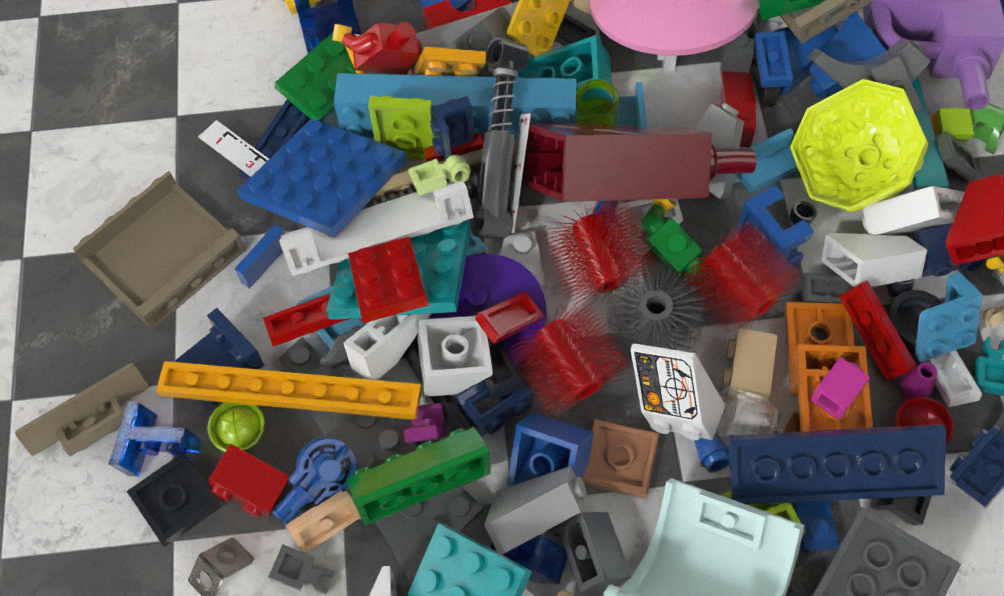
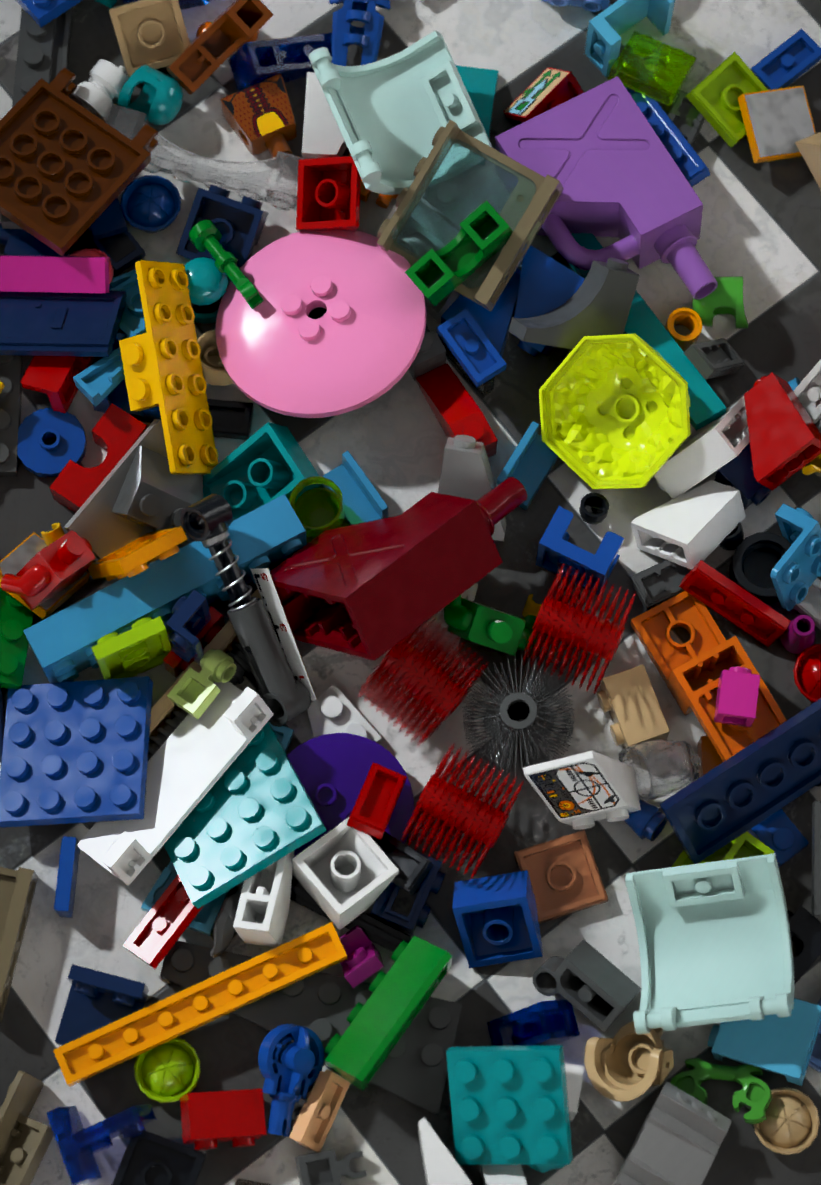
camera: 35 degrees left, 10 degrees up
(387, 279) = (236, 836): red plate -> none
(533, 508) = (516, 979): light grey slope -> none
(894, 74) = (613, 317): dark grey plate -> none
(955, 122) = (695, 324): lime tile -> none

